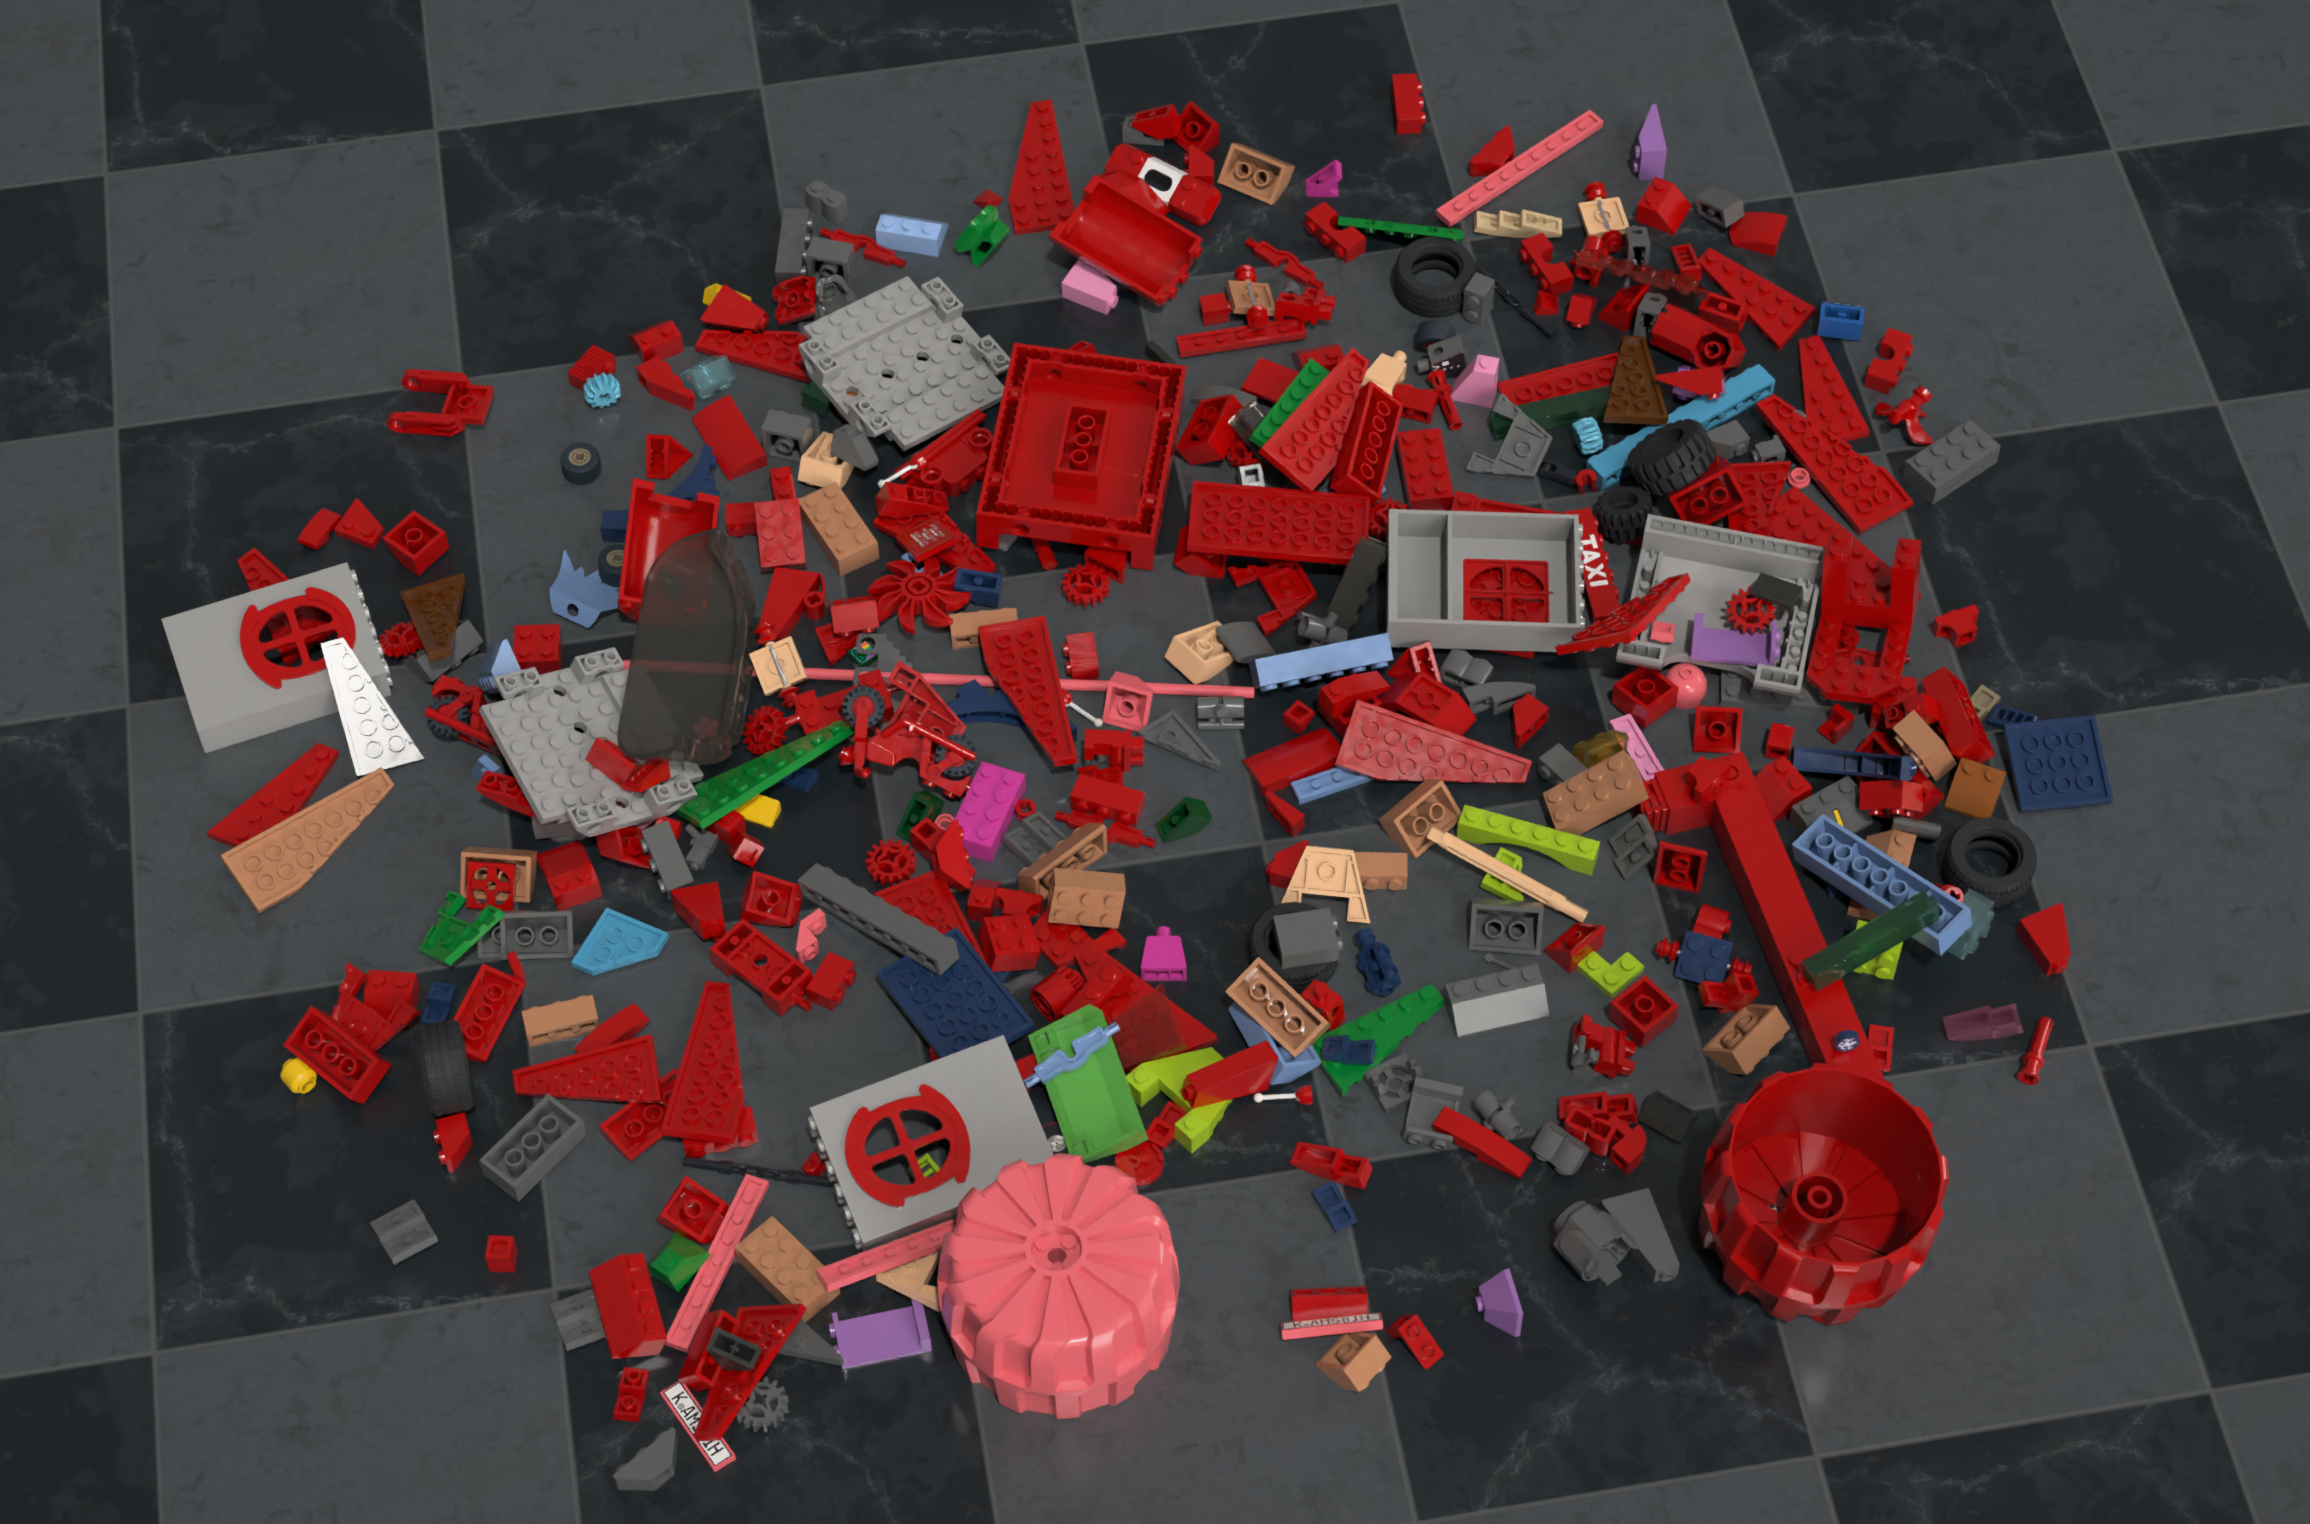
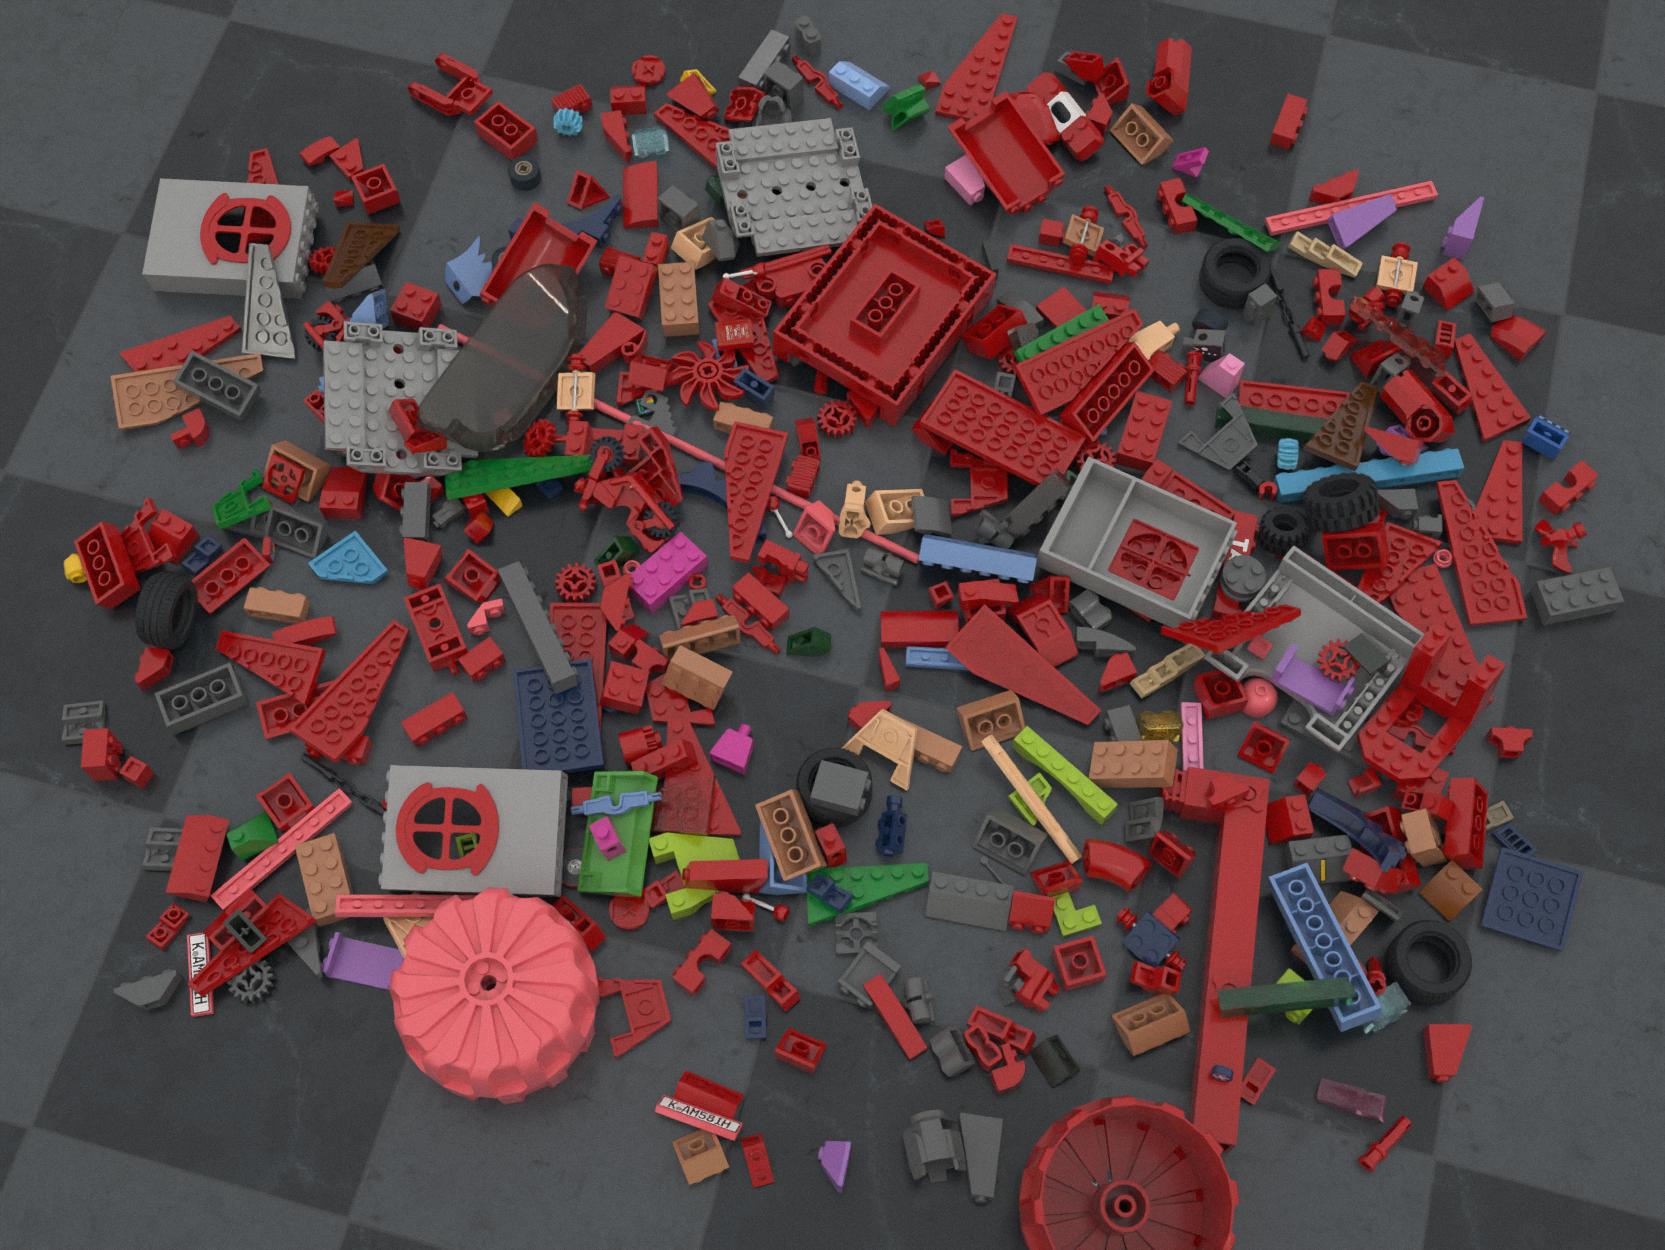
camera: 25 degrees right, 10 degrees up
(351, 879) = (196, 430): none -> red brick
(356, 818) = (217, 386): none -> dark grey brick
(378, 569) = (343, 198): none -> red slope
(452, 1249) = (101, 754): none -> red brick
(534, 426) = (506, 131): none -> red brick
(660, 304) = (648, 70): none -> red tile
(813, 1063) = (434, 720): none -> red brick
(1047, 836) = (700, 611): none -> red slope
(1064, 614) = (807, 437): none -> red slope
(1079, 1090) = (607, 837): none -> dark pink torso
(1161, 668) = (853, 517): none -> light nougat piece
(1214, 1250) = (644, 1007): none -> red wing
(1252, 1159) = (711, 947): none -> red arch
(1256, 1114) = (732, 914): none -> red slope
(1257, 101) = (1171, 76): none -> red brick
(1401, 1220) = (800, 1050): none -> red slope
(1535, 177) = (1357, 221): none -> medium lavender slope
(1568, 981) = (1031, 912): none -> red slope
(1578, 696) = (1167, 670): none -> tan slope
(1609, 572) = (1242, 578): none -> dark grey wheel
(1626, 901) = (1114, 863): none -> red brick

